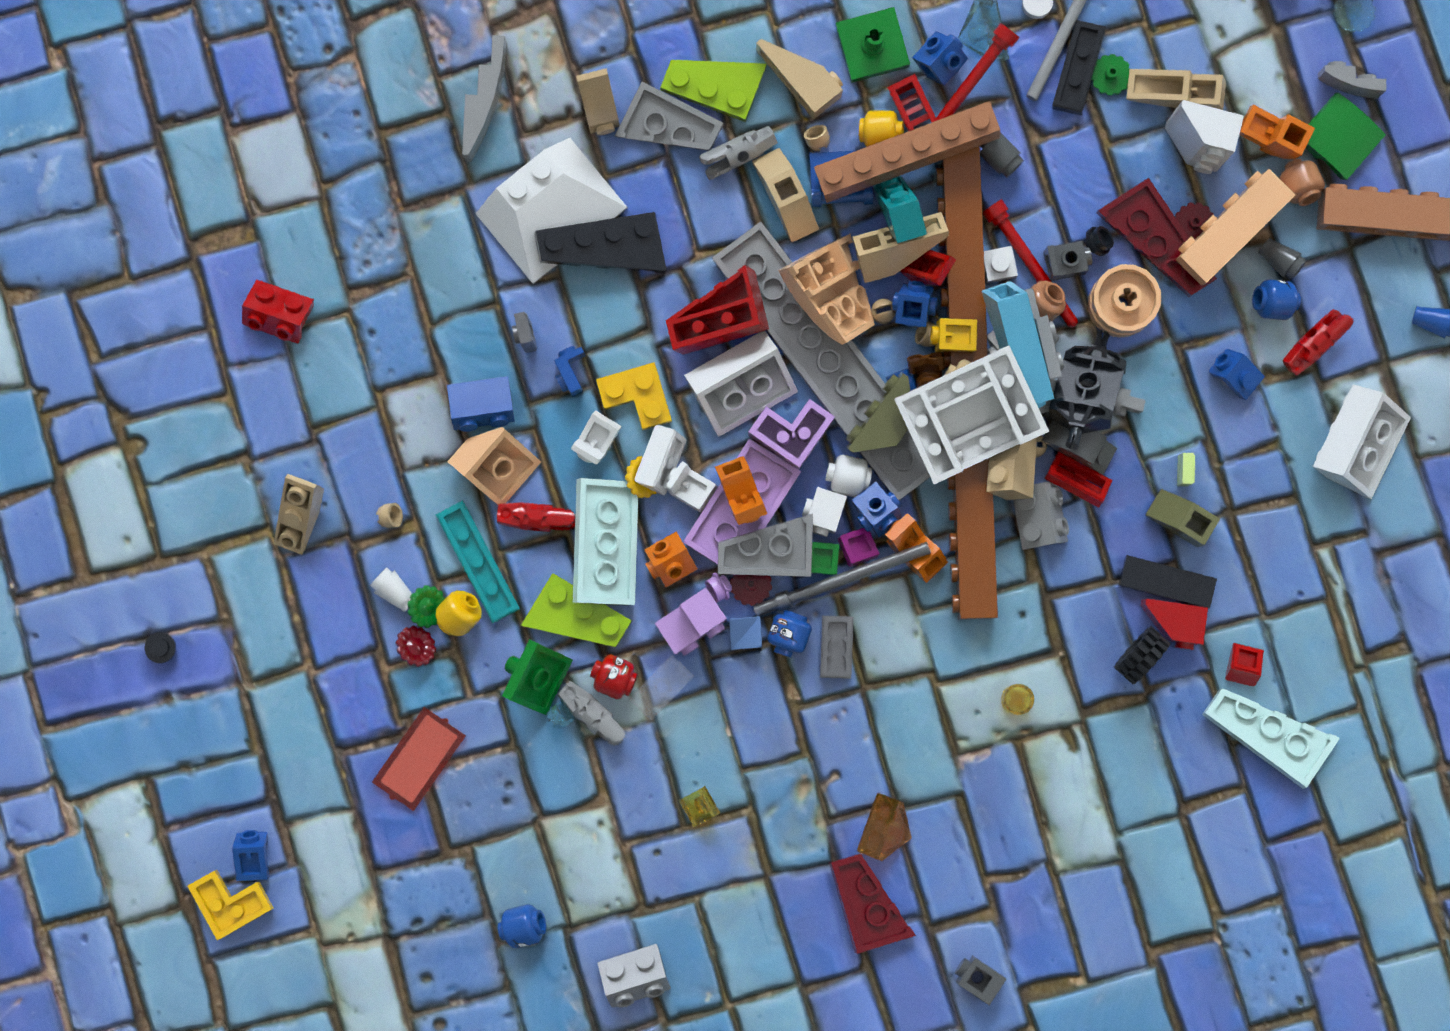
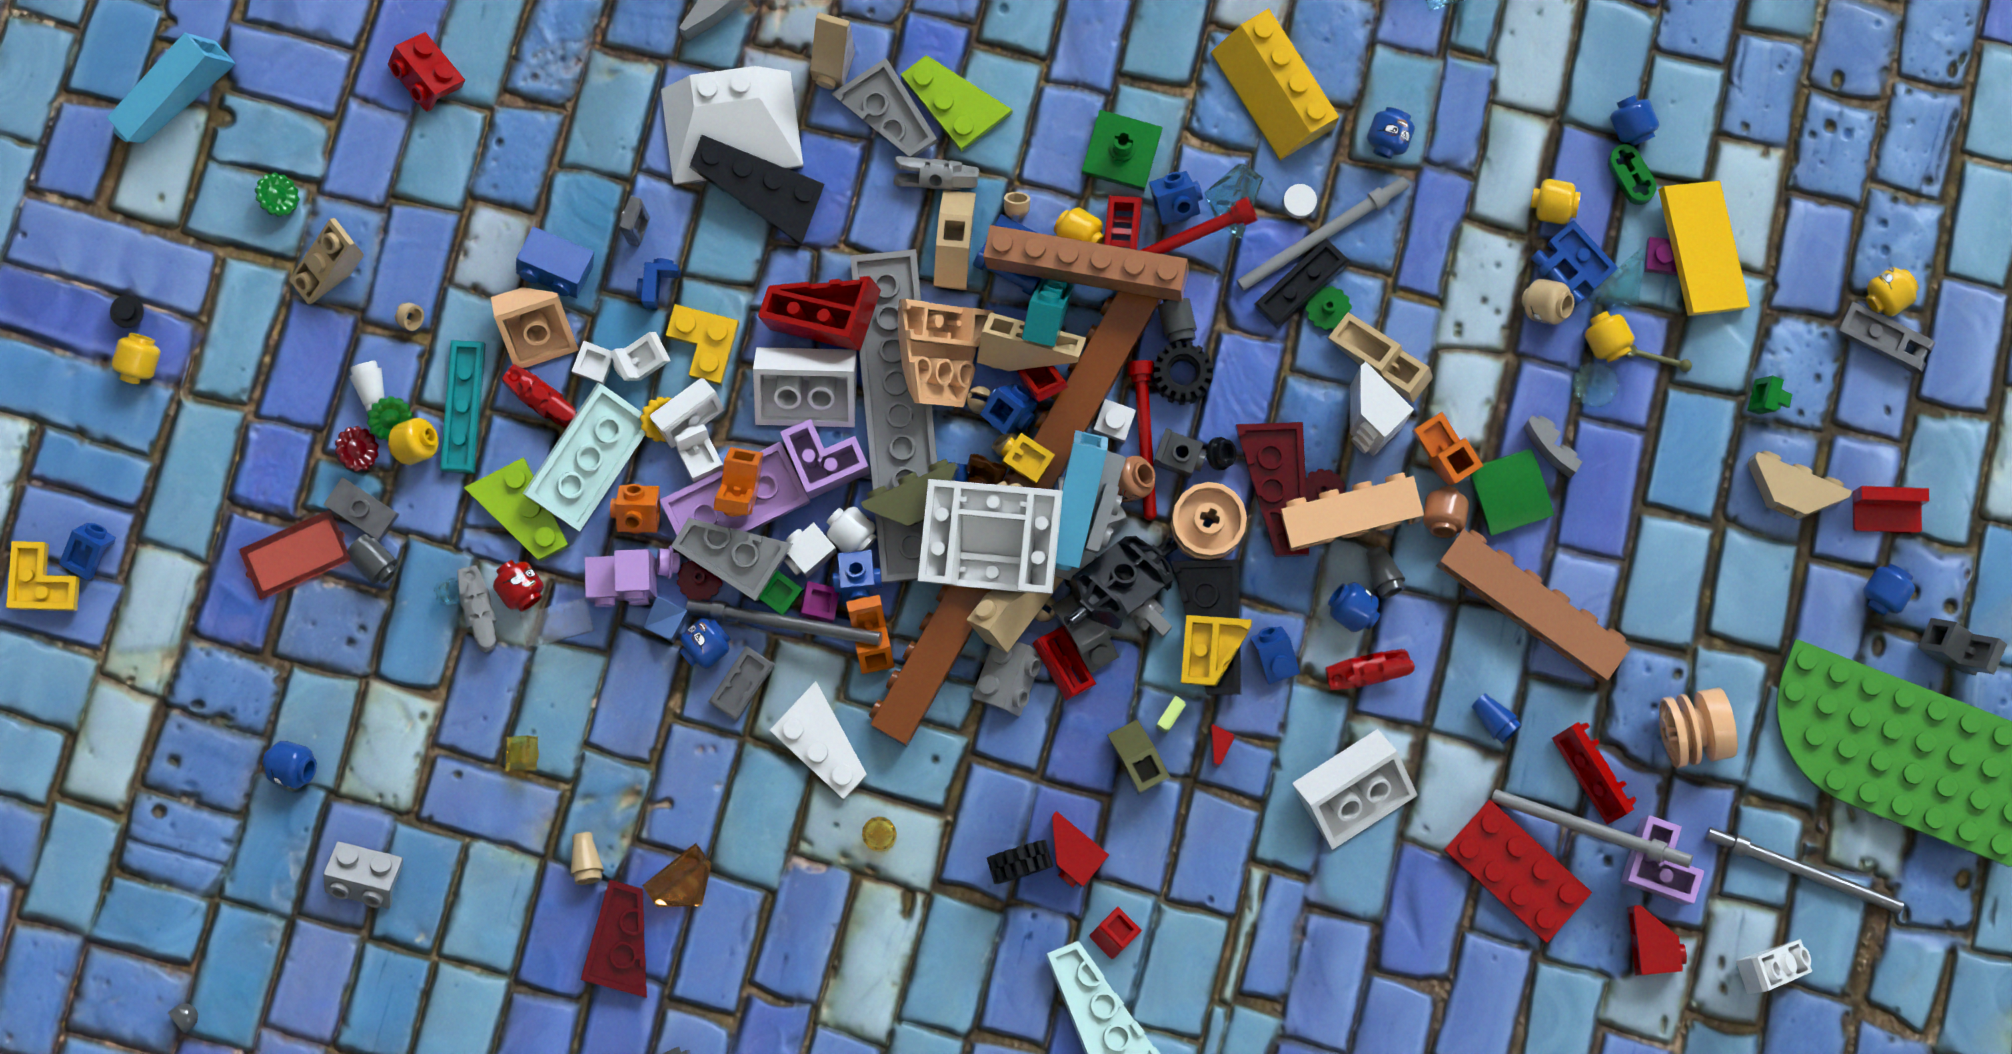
camera: 30 degrees right, 5 degrees down
(79, 448) = (169, 87): none -> medium azure slope
(192, 680) = (135, 358): none -> yellow head
(221, 481) = (277, 194): none -> green piece
(449, 691) = (361, 509): none -> flat silver plate
(484, 726) = (372, 559): none -> dark grey brick
(536, 676) = (446, 542): green tile -> none
(561, 464) = (593, 363): none -> white plate
(801, 858) = (585, 861): none -> tan cone
(805, 79) = (1039, 146): tan slope -> none
(926, 656) = (820, 742): none -> white wing
(1030, 176) = (1190, 354): none -> black tyre
(1167, 581) = (1090, 810): black tile -> none
(1170, 371) = (1213, 591): none -> black wing
(1187, 398) = (1210, 647): none -> yellow wing
(1238, 470) = (1220, 744): none -> red slope

